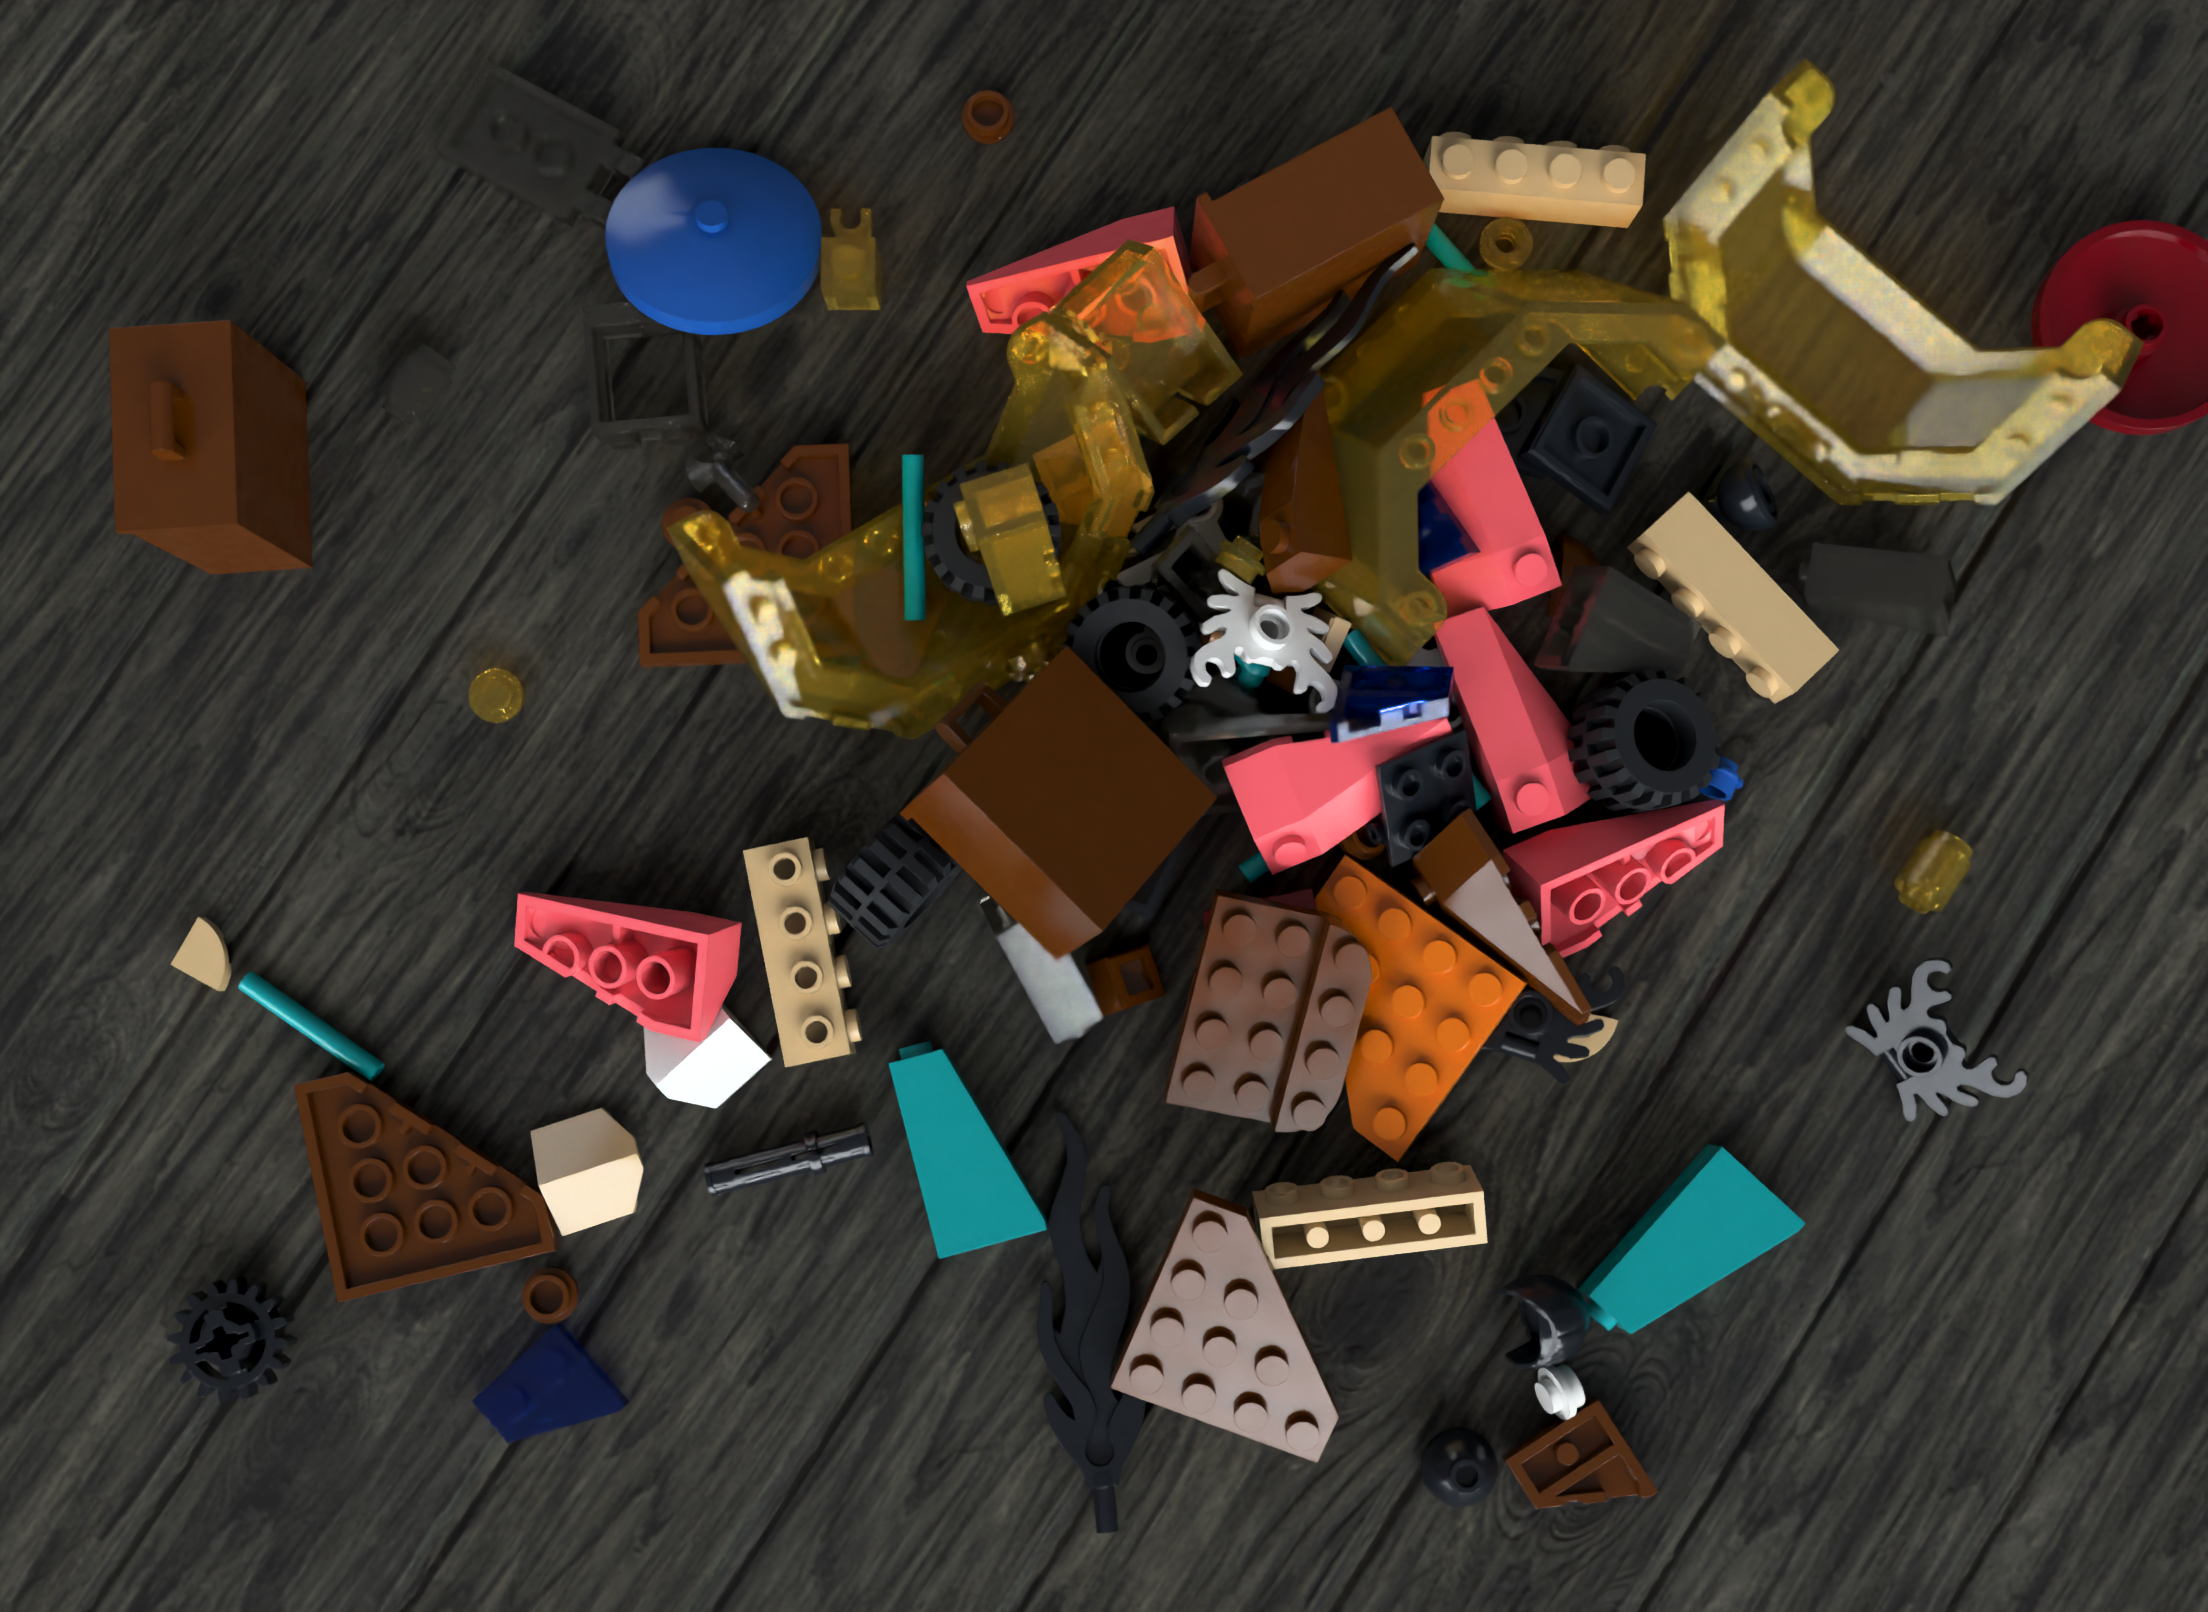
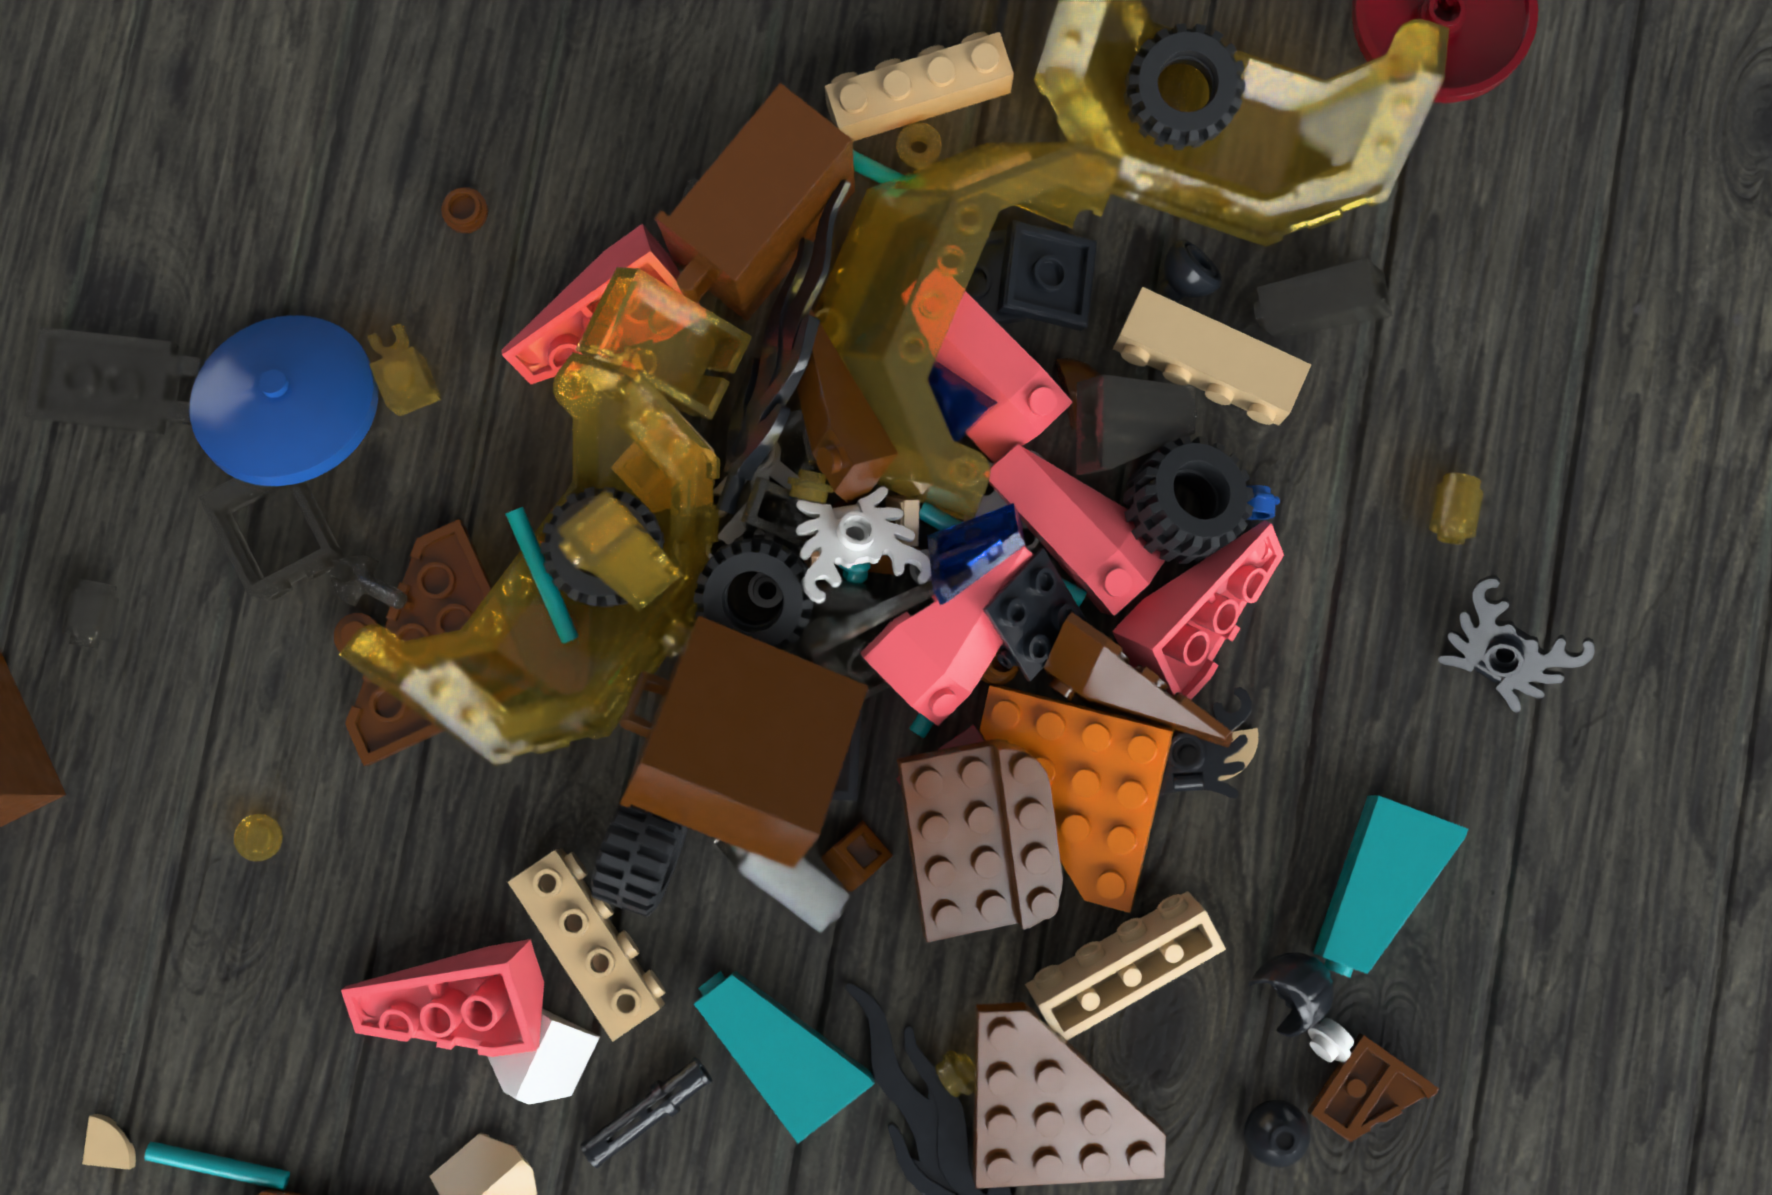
camera: 20 degrees left, 0 degrees up
(1139, 1257) = (957, 1073): none -> clear yellow plate
(1858, 265) = (1203, 53): none -> black tyre

